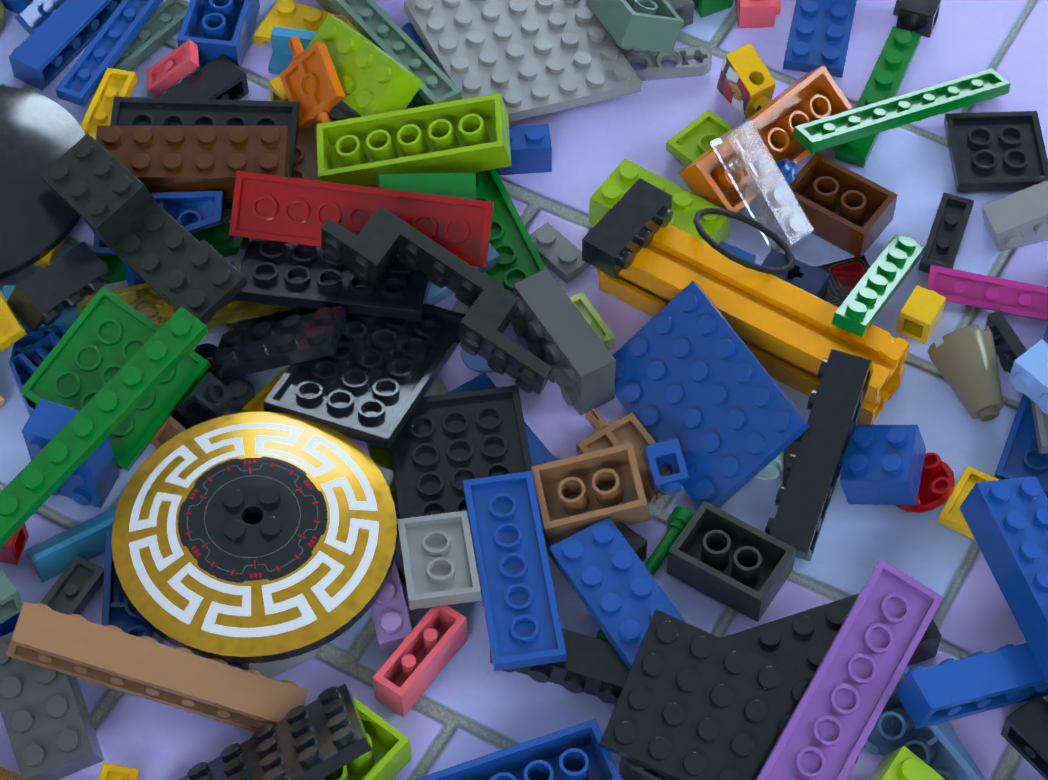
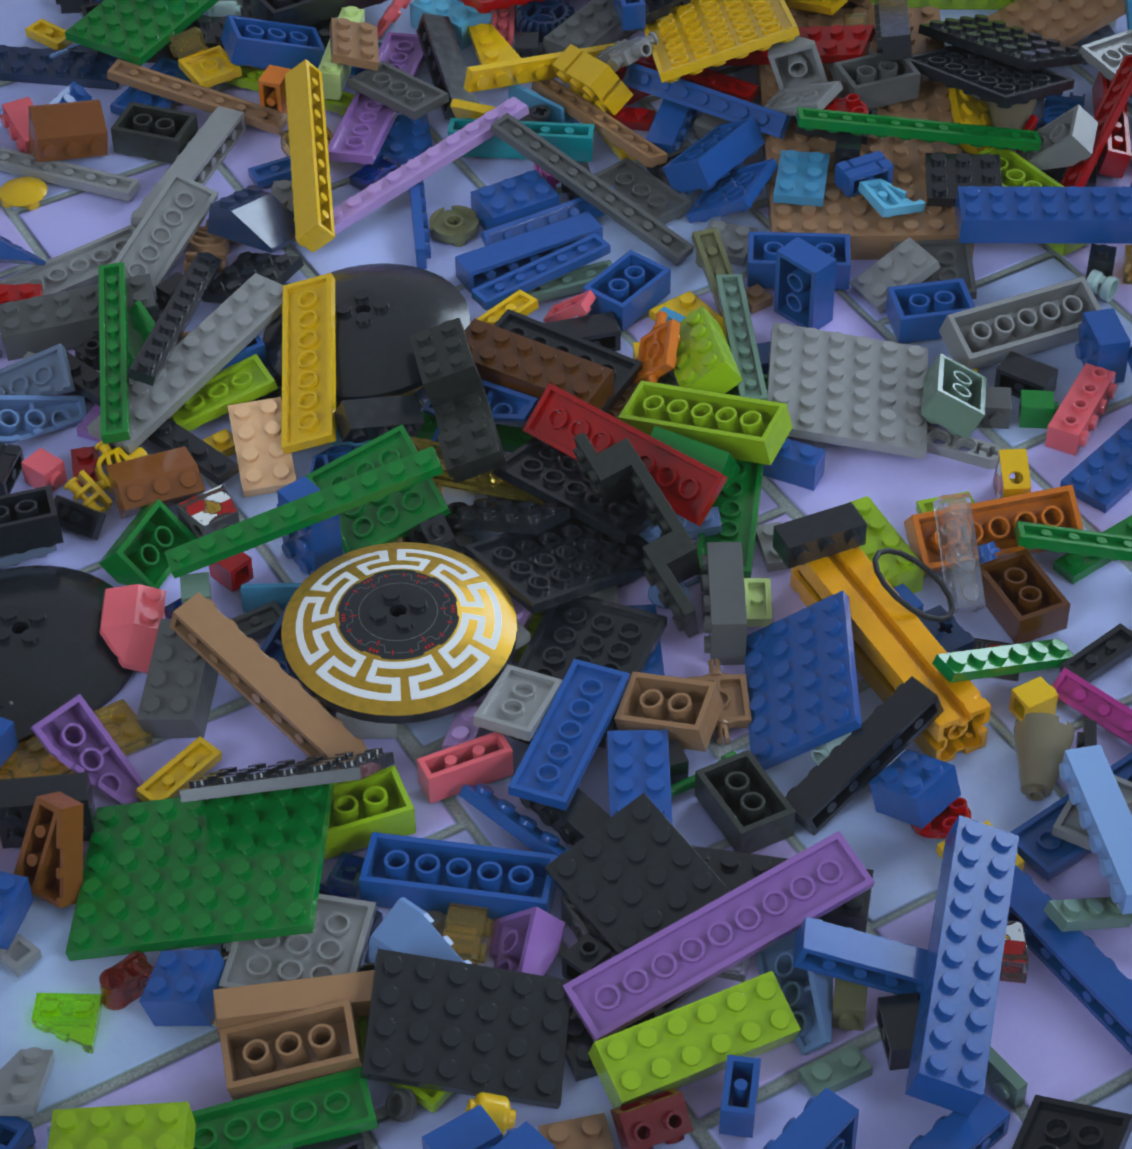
camera: 30 degrees right, 10 degrees down
(521, 699) = (504, 815): none -> blue plate
(667, 455) = (739, 708): blue brick -> none
(980, 737) = (849, 1005): none -> olive brick

